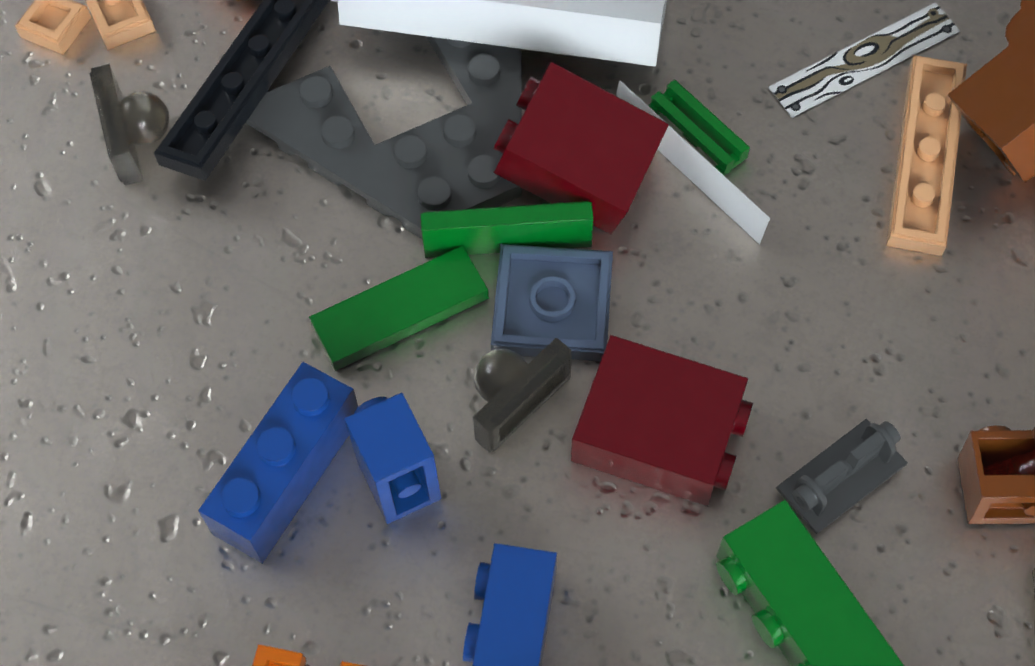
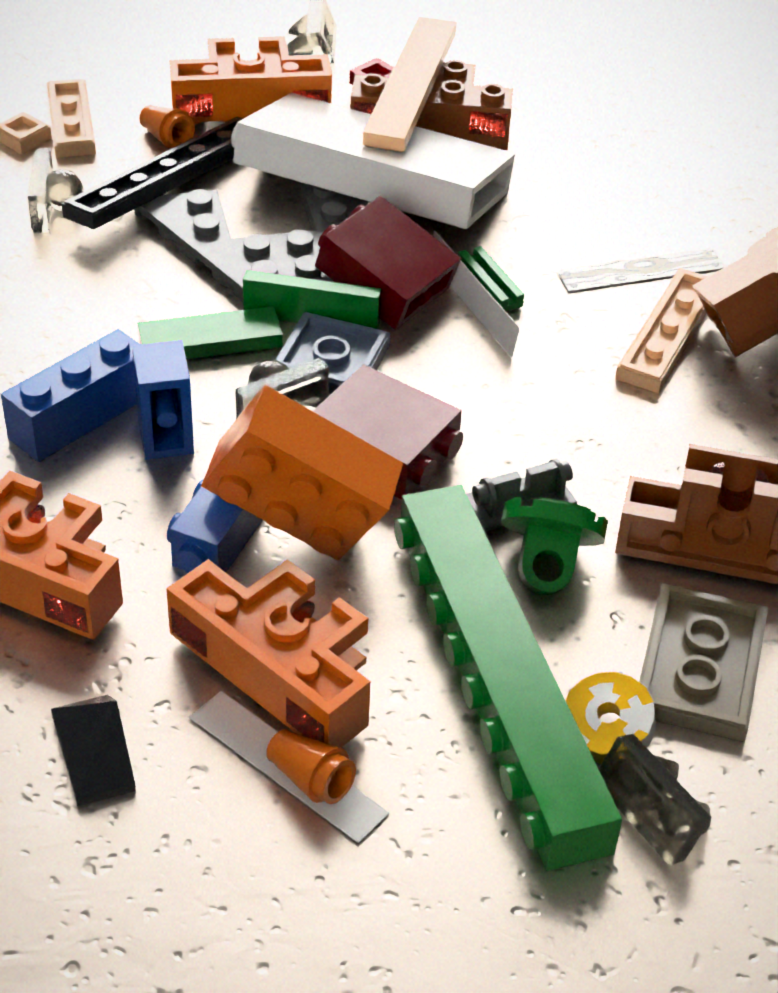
camera: 10 degrees right, 20 degrees down
(611, 564) = (302, 474): none -> orange brick
(907, 538) = (555, 530): none -> green tile

